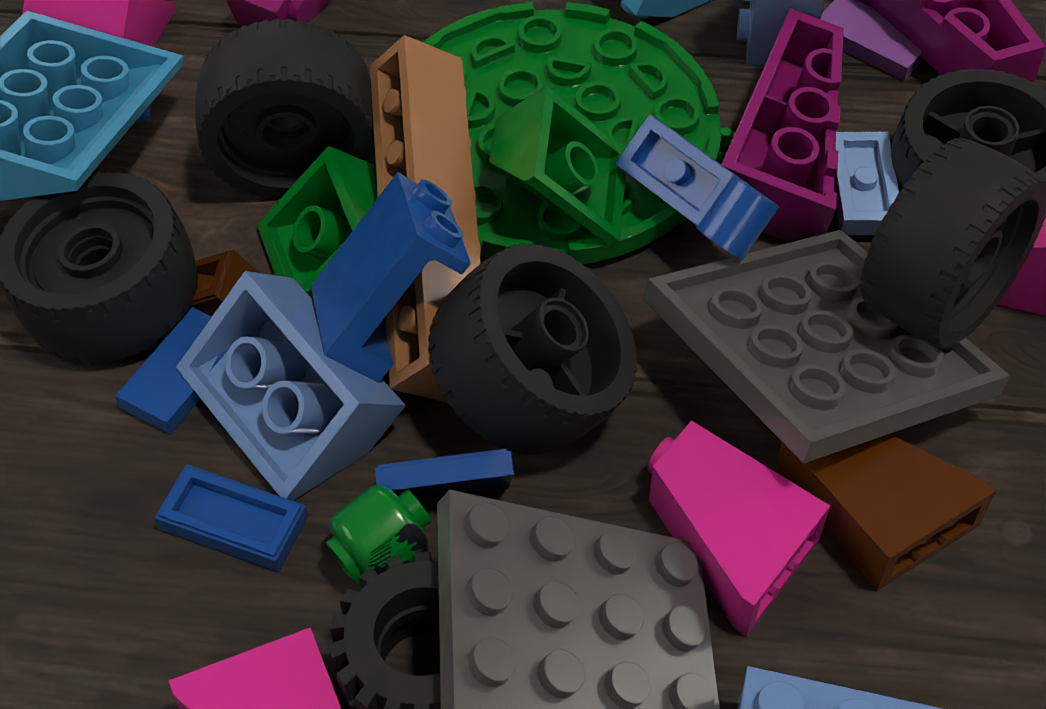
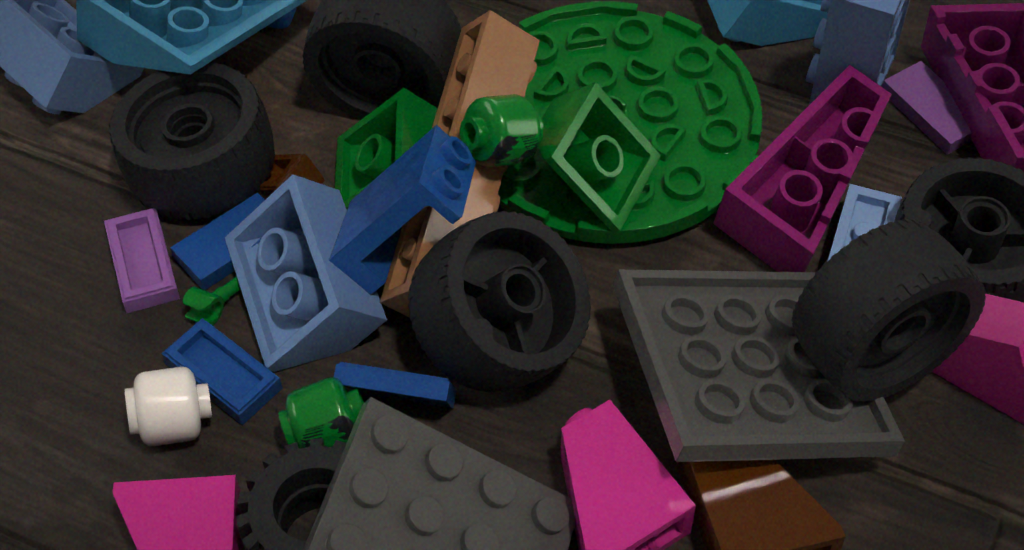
camera: 20 degrees right, 0 degrees up
(83, 420) = (141, 260): none -> medium lavender tile
(185, 447) = (208, 304): none -> green hand
(189, 575) = (167, 406): none -> white head
(470, 160) = (501, 130): none -> green head
(697, 187) = (699, 202): blue plate -> none

